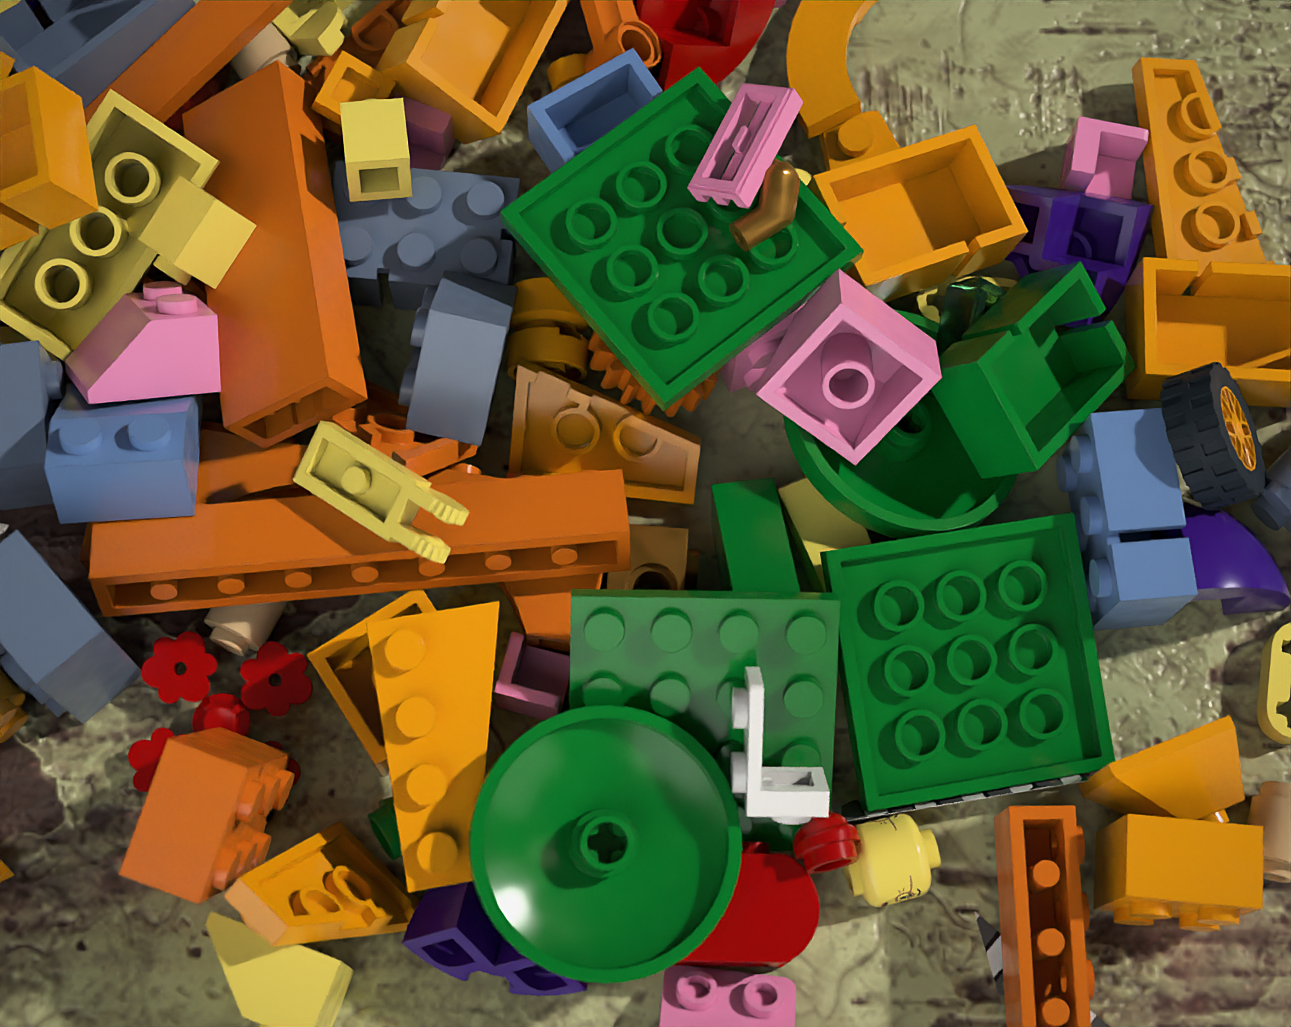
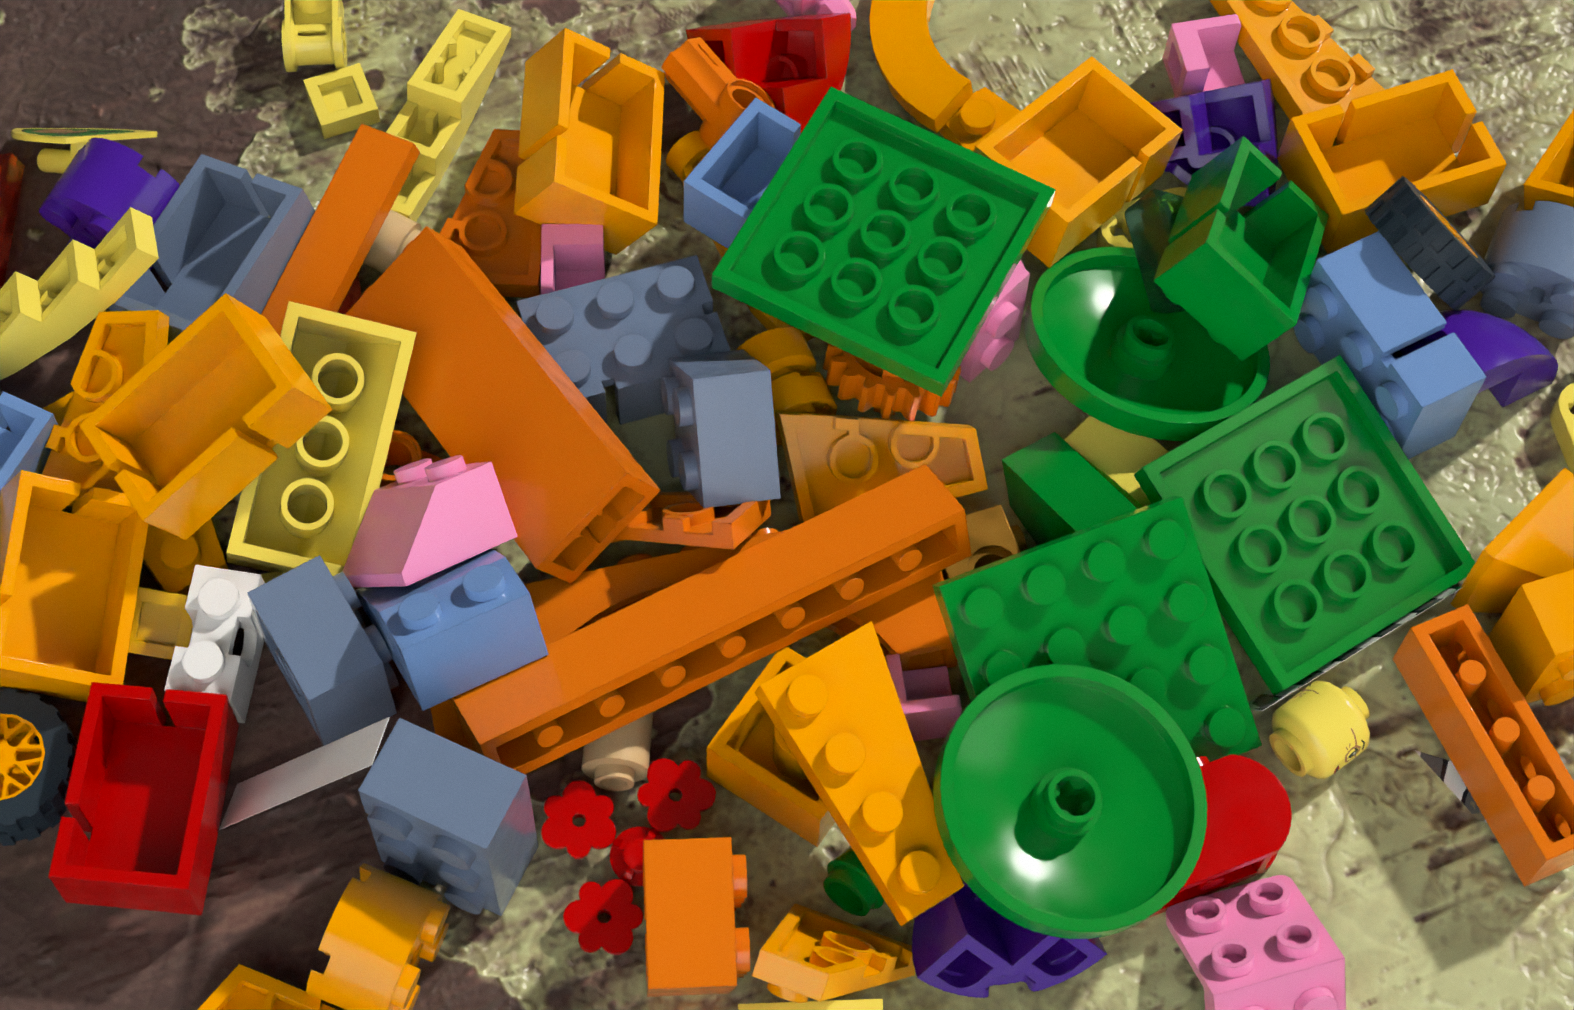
camera: 20 degrees left, 10 degrees down
(195, 234) = (425, 405): light yellow brick -> none
(321, 32) = (438, 199): light yellow tile -> none
(350, 82) = (506, 236): light orange tile -> none
(375, 490) = (713, 559): light yellow hinge -> none
(376, 149) = (560, 270): light yellow brick -> none
(753, 146) = (920, 129): bright pink tile -> none
(775, 207) = (964, 179): pearl gold arm -> none
(781, 793) = (1209, 694): white bracket -> none
(826, 843) = (1262, 726): red plate -> none
(849, 368) = (1088, 299): bright pink slope -> none

